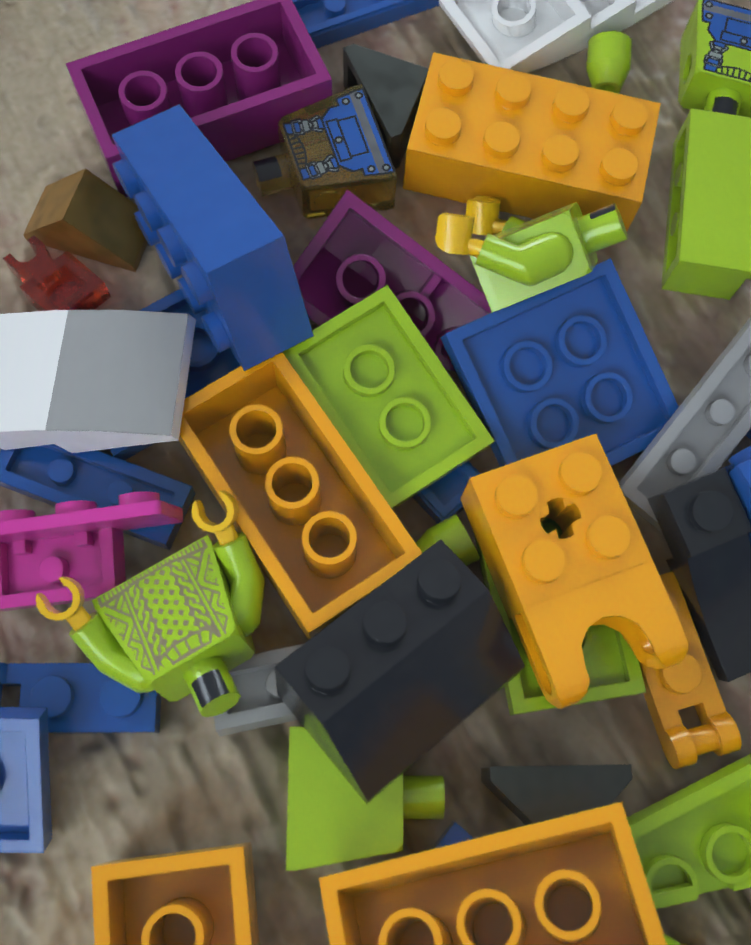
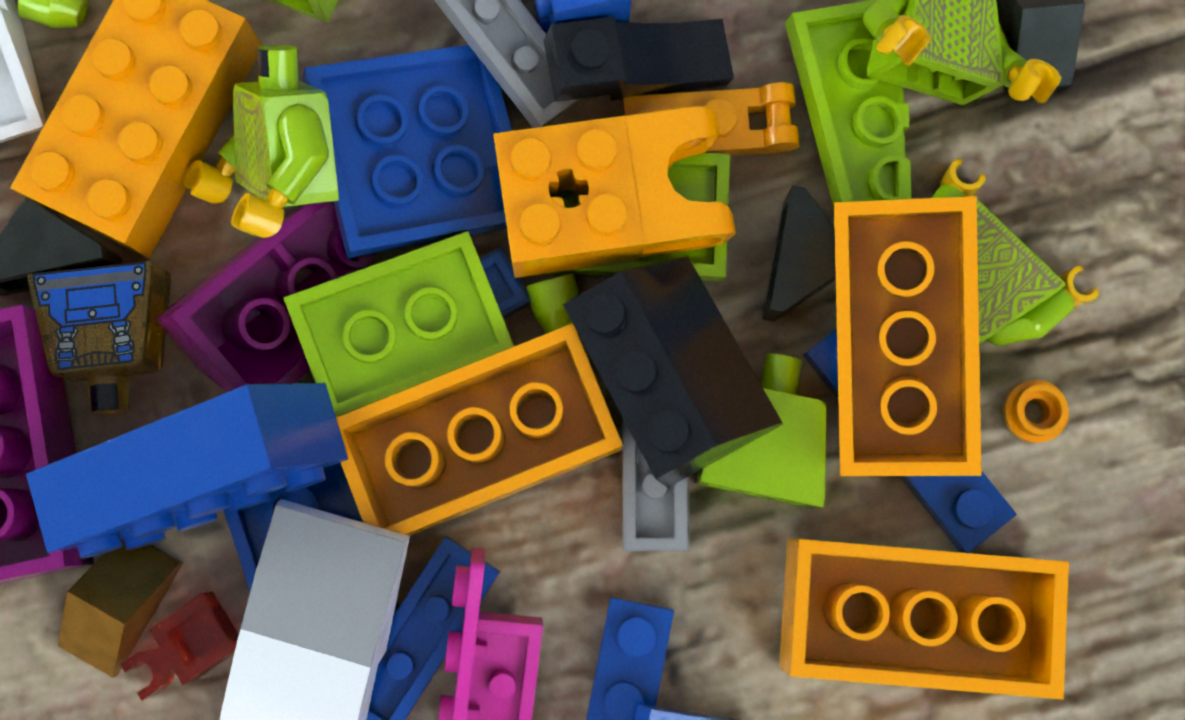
camera: 75 degrees left, 10 degrees up
(178, 620) = (580, 567): lime torso -> none

